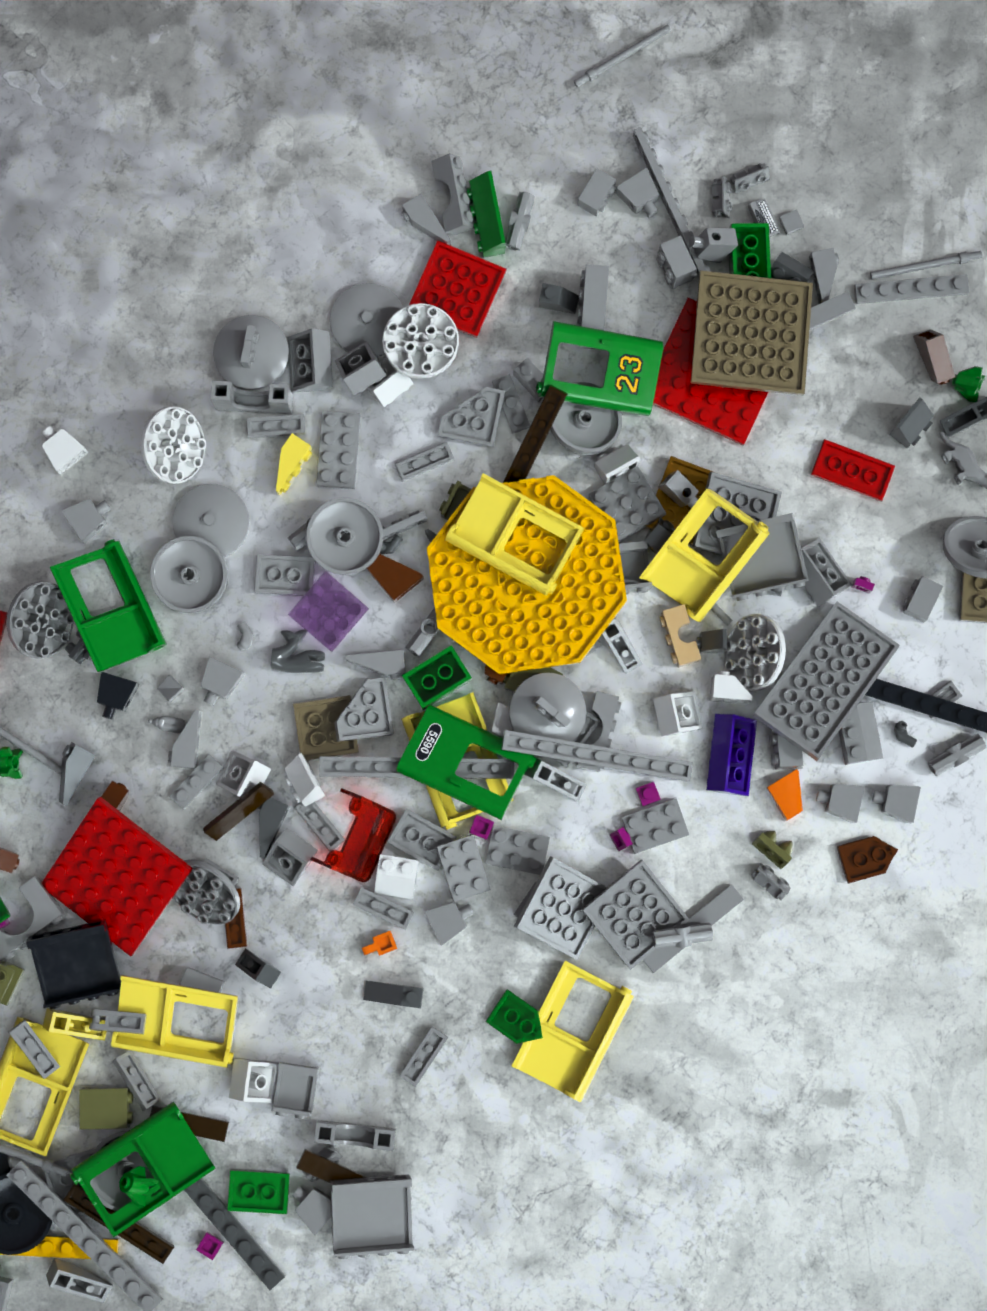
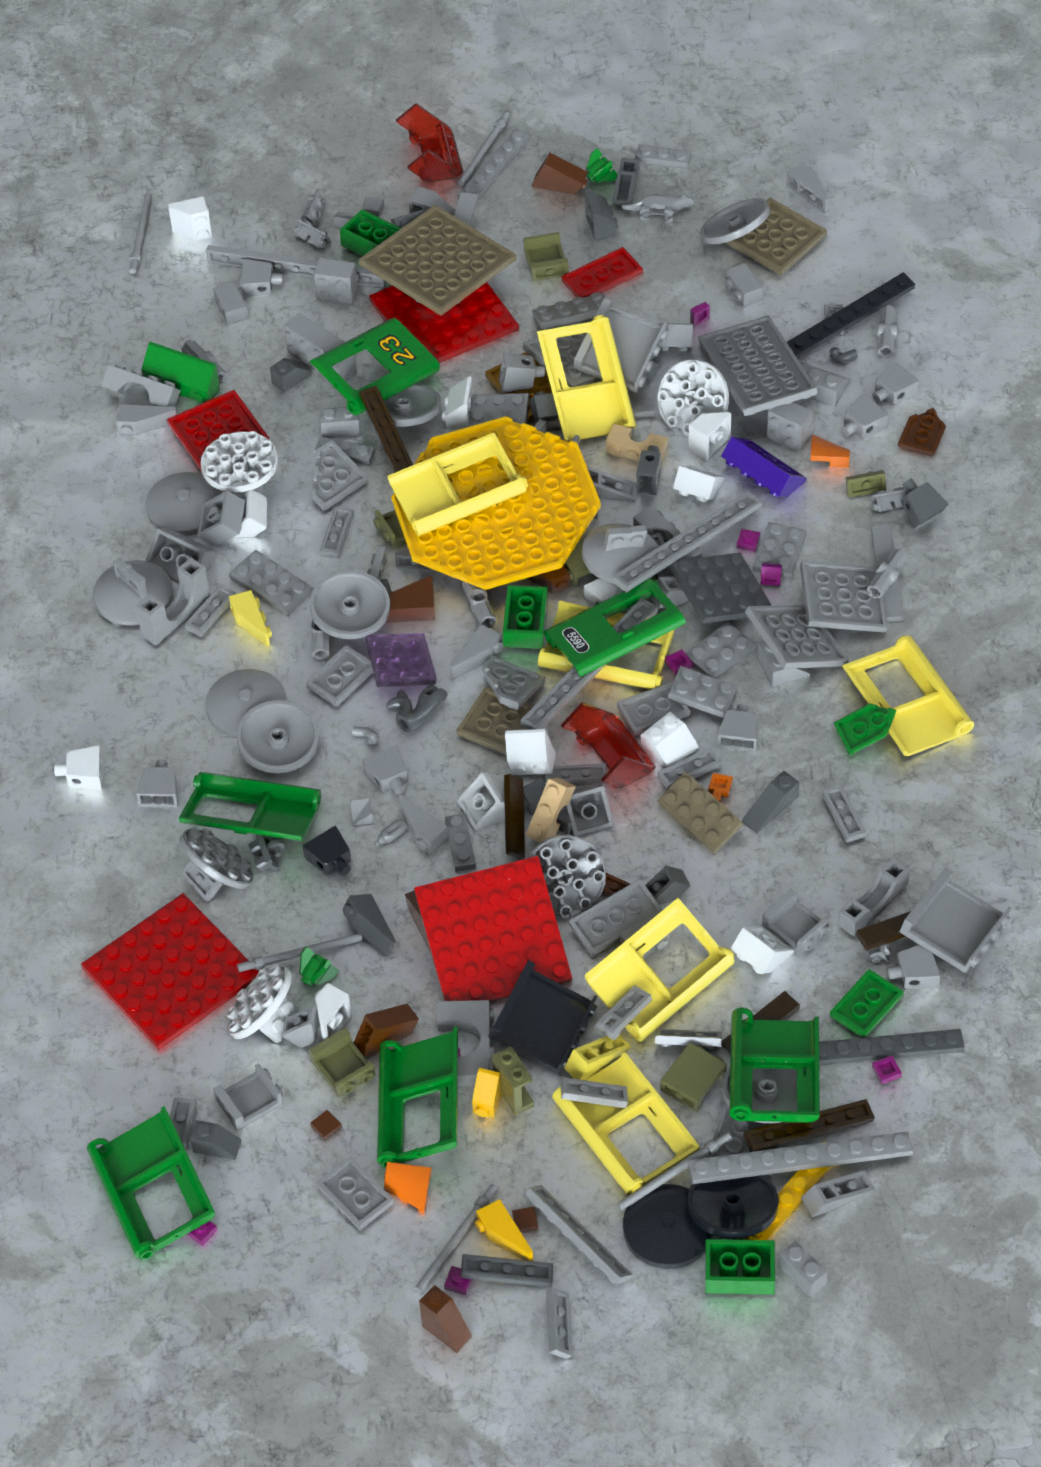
camera: 50 degrees left, 30 degrees down
(136, 1185) = (785, 1075): green brick -> none
(172, 445) = (156, 683): white bracket -> none
(204, 952) = (602, 923): none -> light grey plate
(256, 838) = (554, 797): none -> tan arch
(345, 947) = (700, 812): none -> dark tan plate
(576, 811) = (719, 586): none -> dark grey plate
(647, 671) = (649, 471): none -> dark grey torso
(660, 90) = (190, 219): none -> white slope
(712, 641) = (661, 420): dark grey slope -> none
(714, 243) = (346, 245): light grey torso -> none
(779, 912) = (922, 502): none -> dark grey torso
(788, 478) = (568, 312): none -> light grey plate
(836, 410) = (545, 257): none -> olive panel
(894, 229) = (437, 143): none -> clear red windscreen

